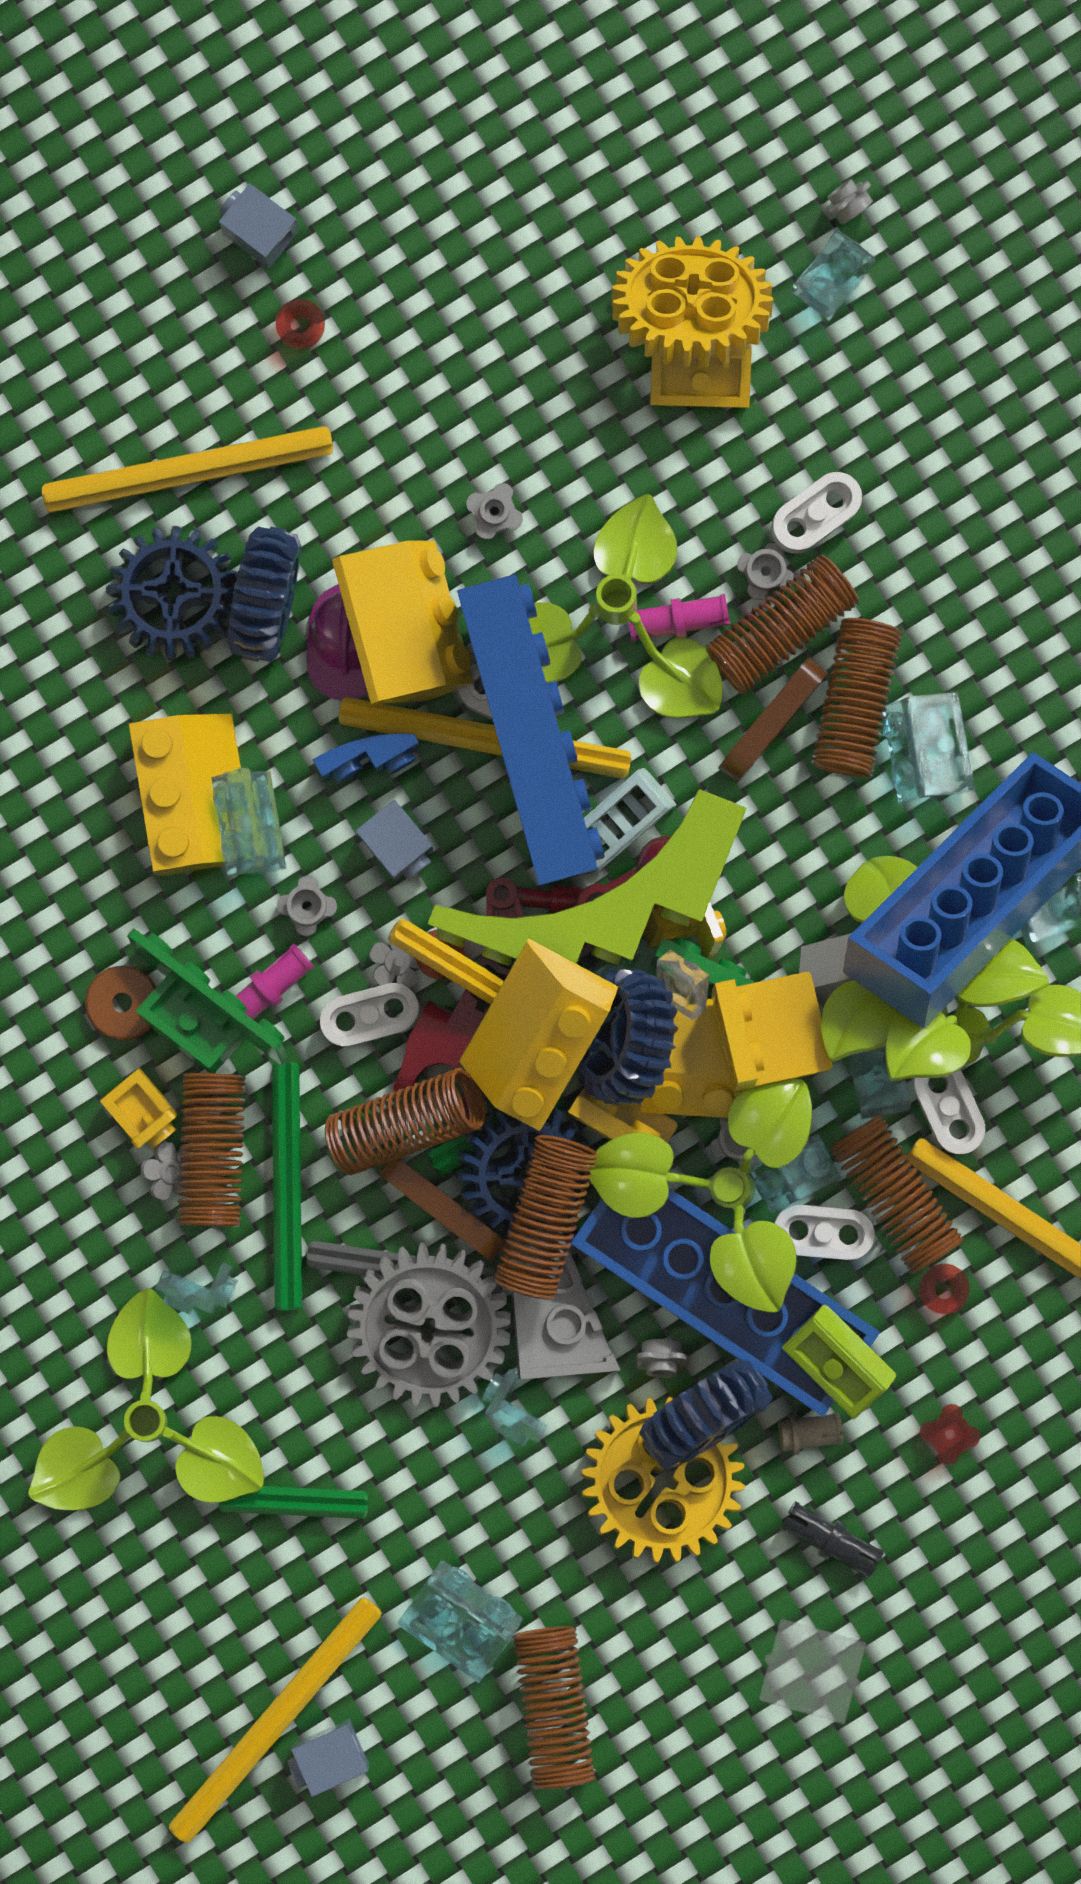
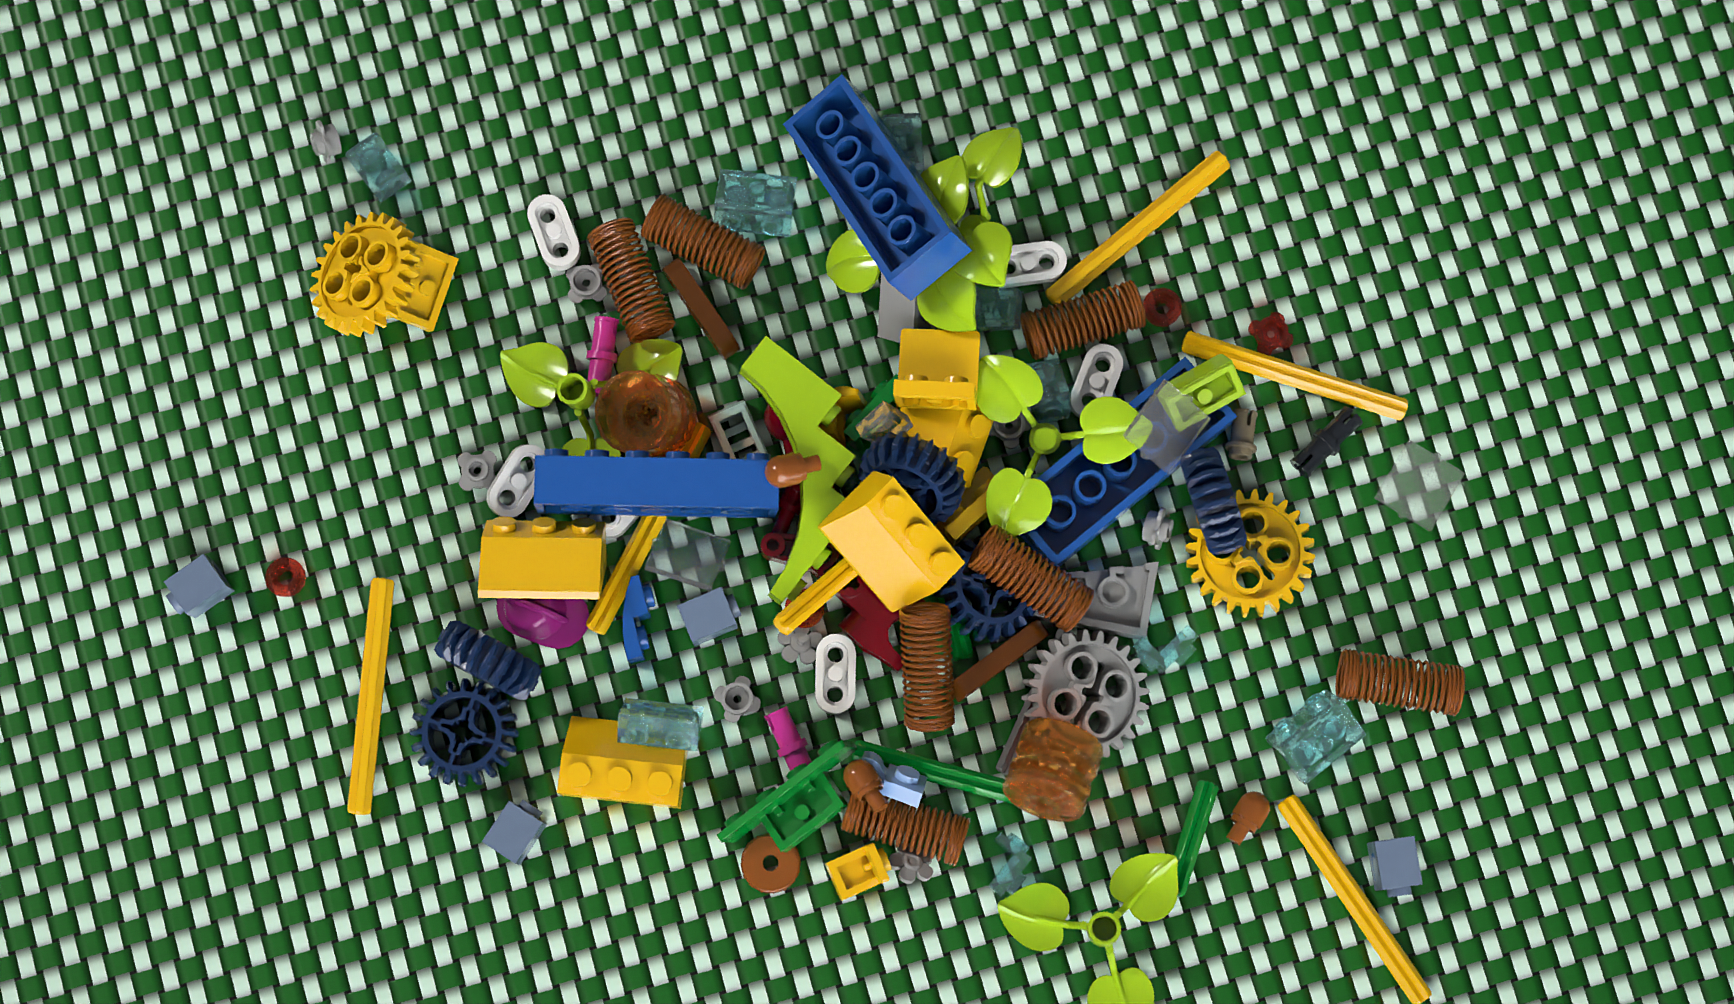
camera: 75 degrees left, 5 degrees down
(73, 689) = (515, 831): none -> sand blue brick
(240, 1086) = (865, 784): none -> dark orange cylinder
(257, 1125) = (899, 782): none -> light blue plate
(321, 1308) = (1053, 769): none -> clear orange wheel
(339, 1564) = (1248, 816): none -> dark orange cylinder
(463, 794) = (688, 555): none -> clear piece
(495, 560) = (515, 480): none -> white plate
(588, 885) = (790, 469): none -> dark orange cylinder
(613, 667) = (626, 408): none -> clear orange wheel
(779, 1331) = (1166, 426): none -> clear piece
(905, 1478) = (1297, 376): none -> yellow axle

